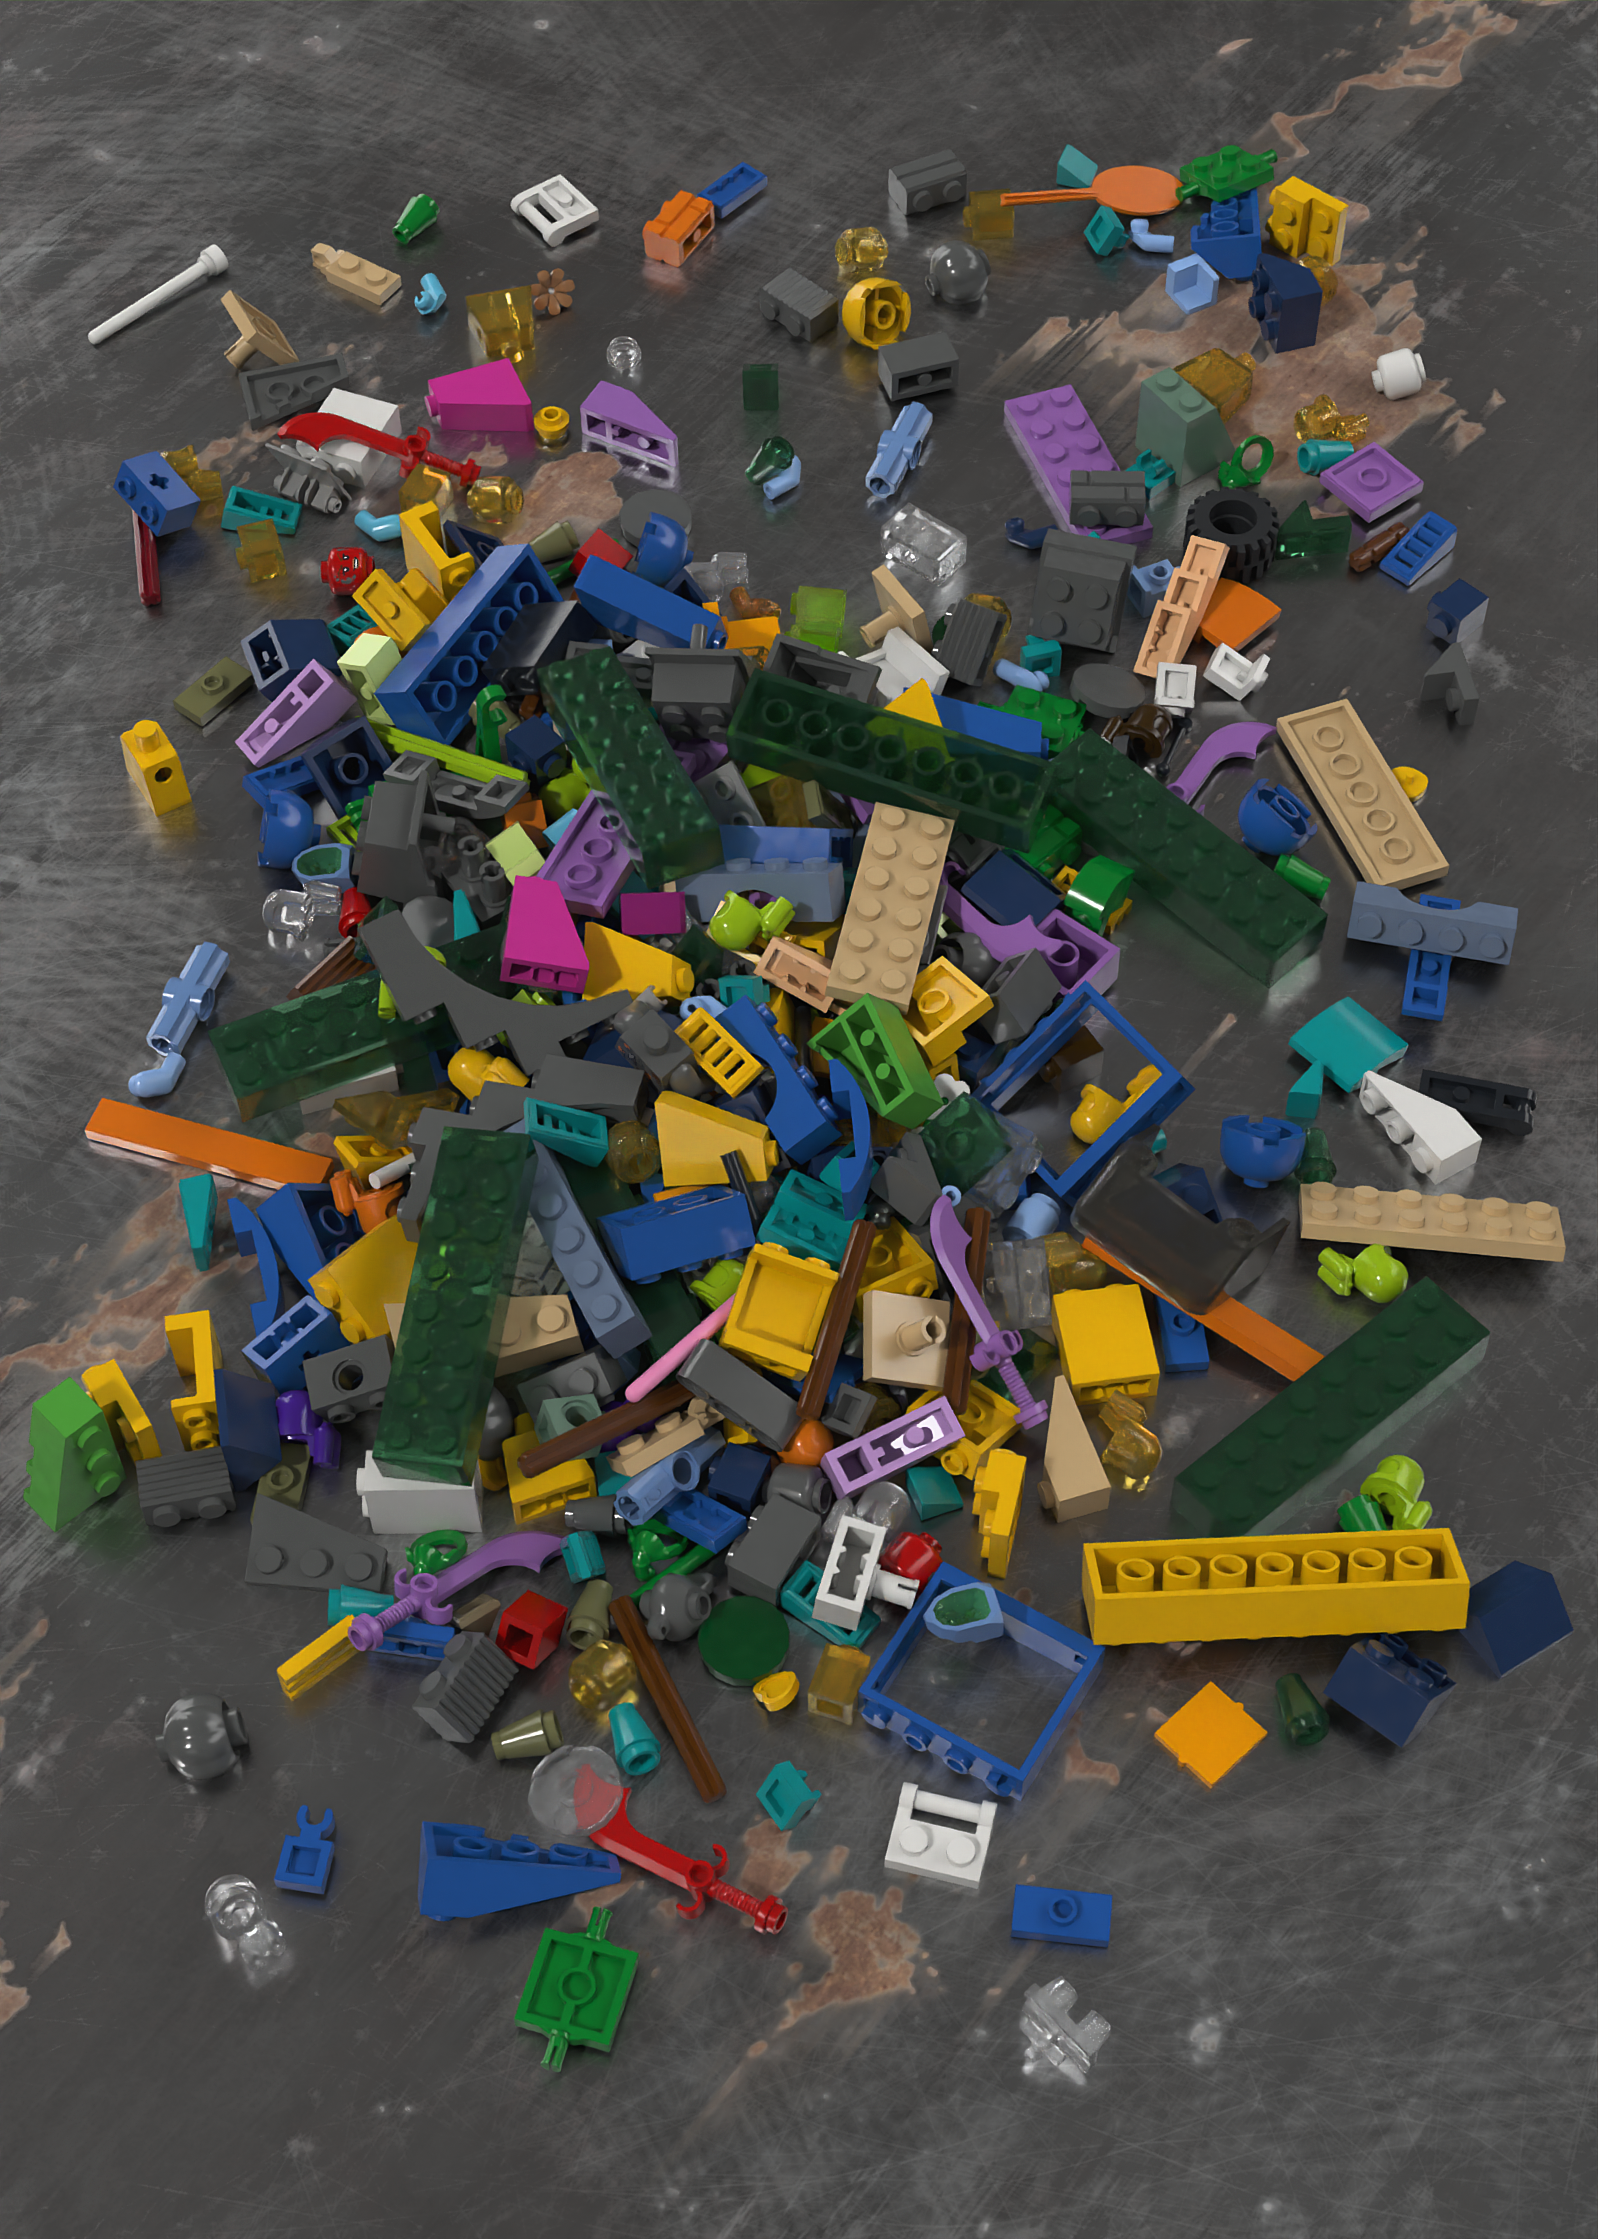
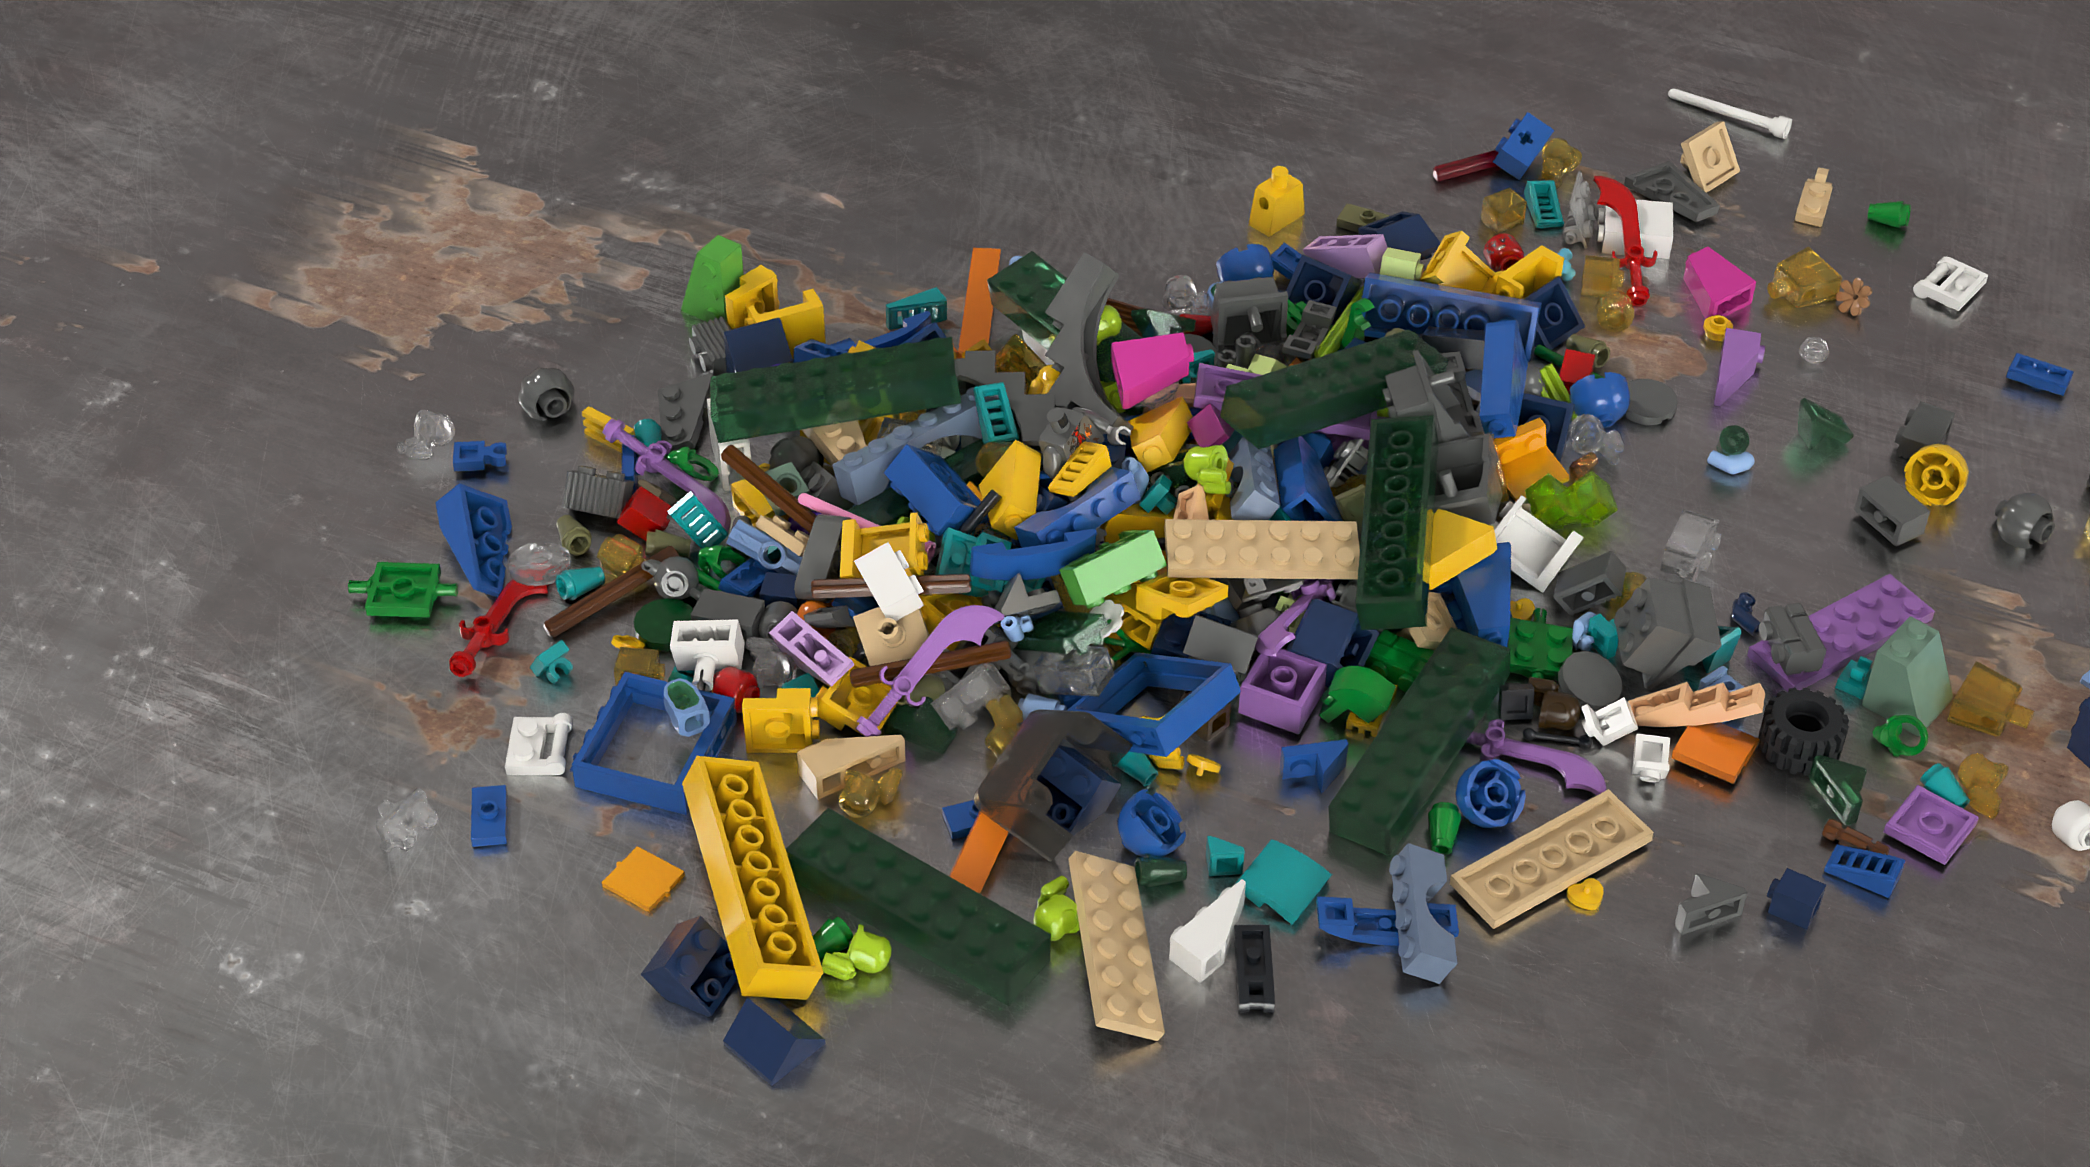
camera: 75 degrees right, 10 degrees down
(188, 999) = (1122, 265): medium blue piece -> none
(432, 297) = (1815, 242): medium azure arm -> none
(678, 228) = (1970, 351): orange brick -> none
(861, 250) = (2013, 457): clear yellow head -> none
(862, 1305) = (889, 583): none -> white brick
(897, 610) = (1599, 532): tan tile -> none
(898, 450) = (1795, 519): medium blue piece -> none
(1105, 1343) = (945, 767): yellow brick -> none
(1181, 963) = (1318, 759): none -> blue slope
(1301, 1711) = (661, 920): clear green cone -> none

